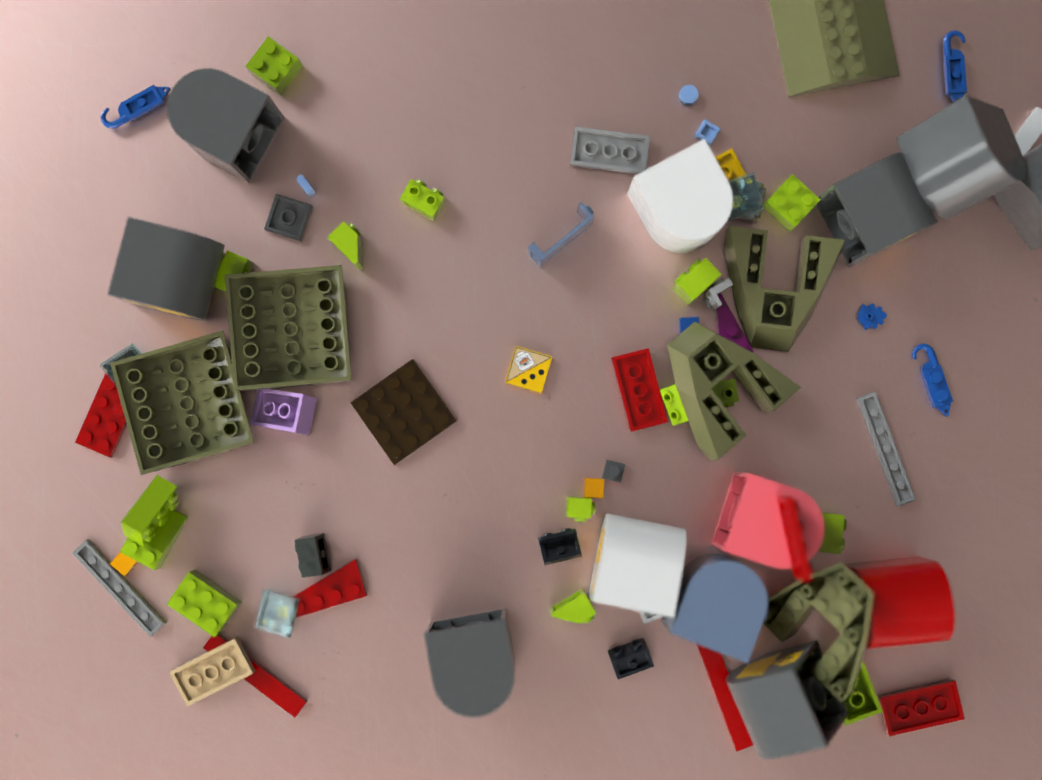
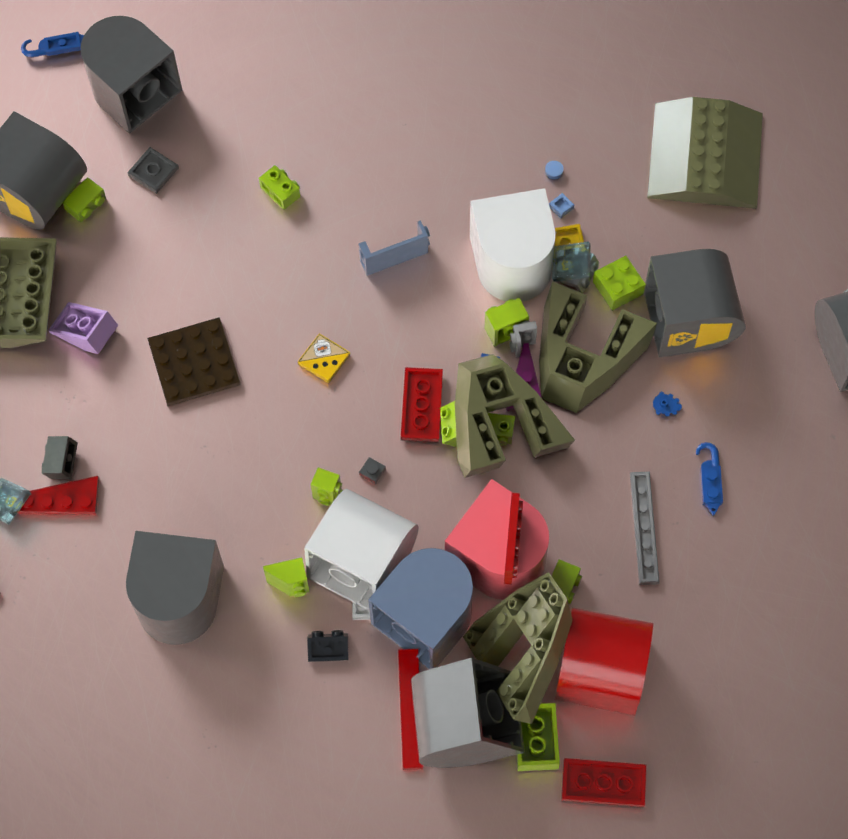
camera: 15 degrees right, 20 degrees down
(274, 65) = (190, 45): lime brick -> none
(288, 328) = (115, 255): olive slope -> none
(305, 185) = (179, 147): light blue tile -> none
(347, 240) = (198, 201): lime slope -> none
(559, 546) = (295, 519): black bracket -> none
(594, 488) = (349, 479): light orange tile -> none
(609, 150) = (458, 190): light grey plate -> none
(954, 68) = (809, 214): blue plate -> none
(962, 156) = (780, 270): dark grey brick -> none

